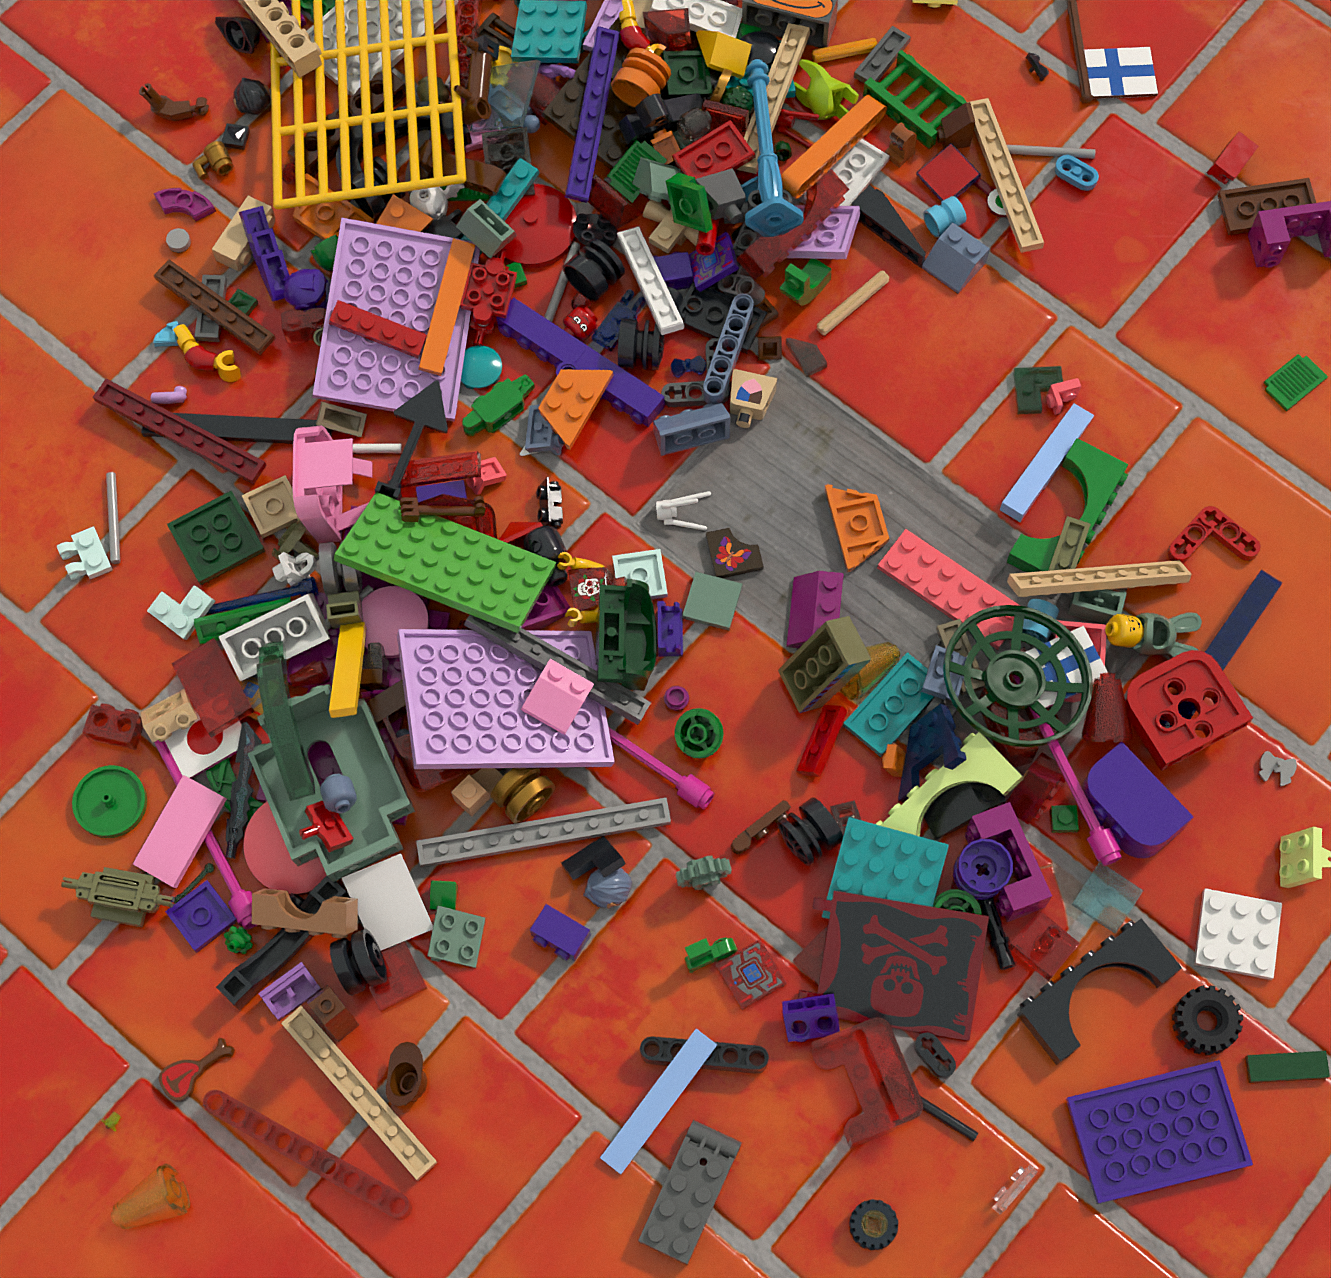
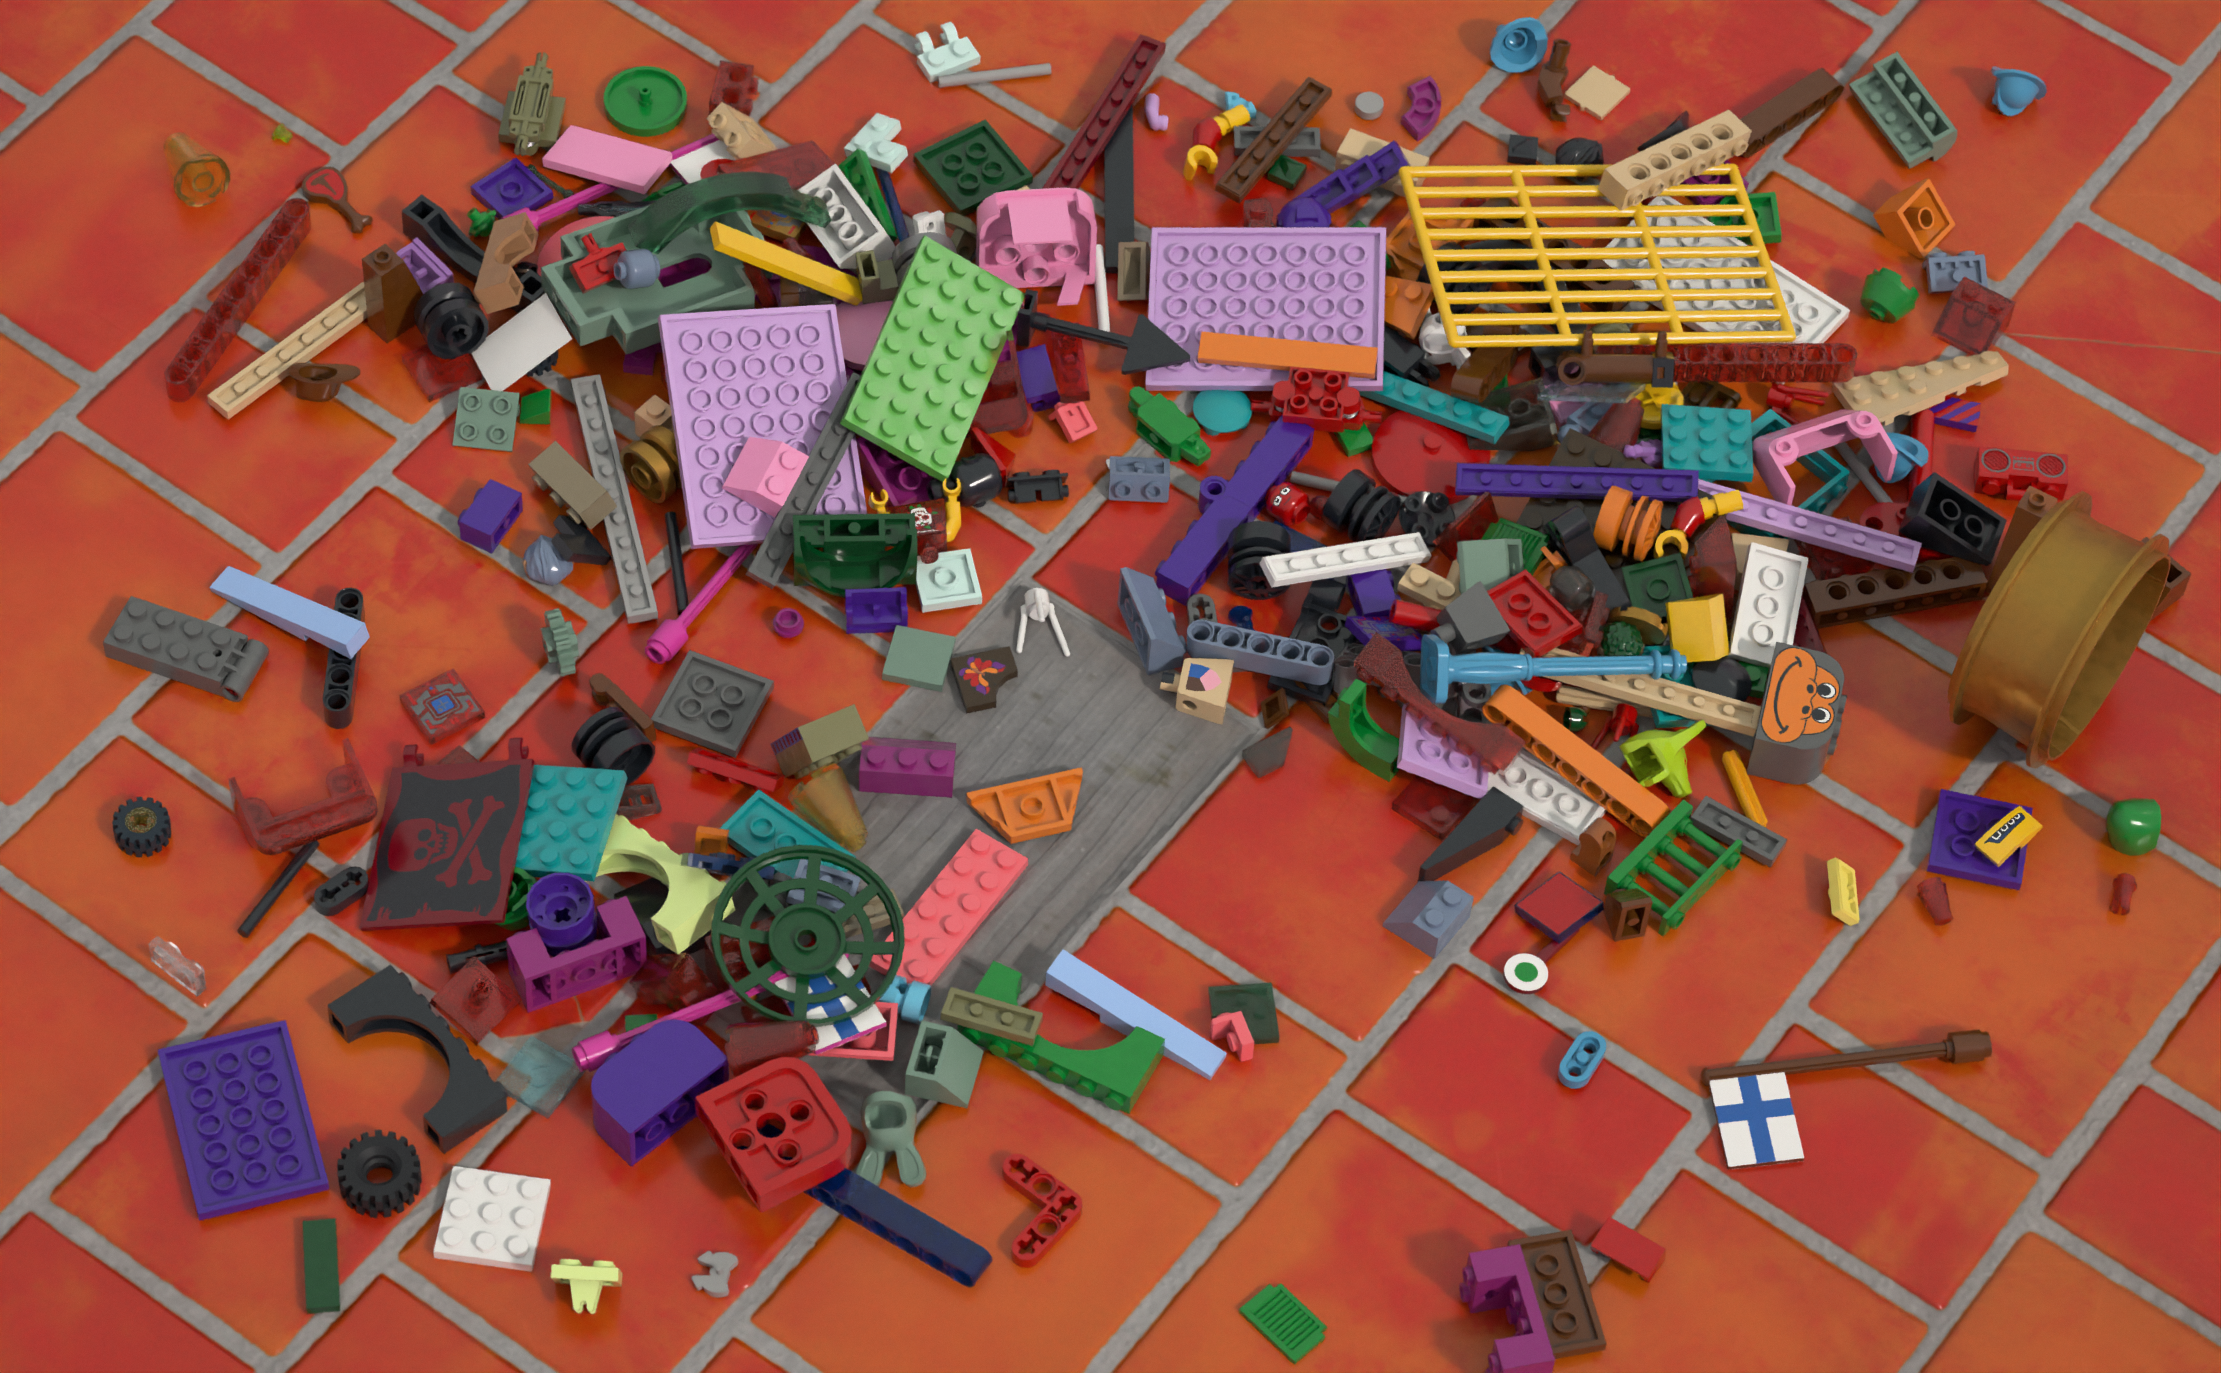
camera: 80 degrees right, 15 degrees down
(132, 127) = (1519, 45): none -> dark azure helmet
(181, 81) = (1597, 93): none -> tan piece
(217, 156) = (1484, 129): pearl gold piece -> none
(377, 329) = (1245, 281): red plate -> none
(411, 510) = (1001, 322): reddish brown hinge -> none
(485, 228) = (1398, 382): sand green slope -> none
(538, 863) = (571, 486): none -> dark tan brick
(573, 400) = (1169, 490): orange wing -> none
(611, 784) = (676, 561): none -> black bar
(689, 202) = (1448, 579): green plate -> none
(699, 733) = (737, 637): green cone -> none
(703, 954) = (467, 667): green piece -> none
(756, 758) = (712, 703): none -> dark grey plate
(810, 1011) = (384, 754): dark purple brick -> none
(852, 302) = (1353, 802): tan axle -> none
(862, 252) = (1432, 806): none -> clear red plate
(942, 216) = (1492, 901): medium azure wheel -> none
(1005, 177) = (1562, 966): tan plate -> none
(1040, 70) = (1744, 1022): black piece -> none
(1051, 151) = (1615, 1032): light grey bar -> none
(1098, 578) = (955, 1046): tan plate -> none
(1124, 630) = (885, 1073): yellow head -> none

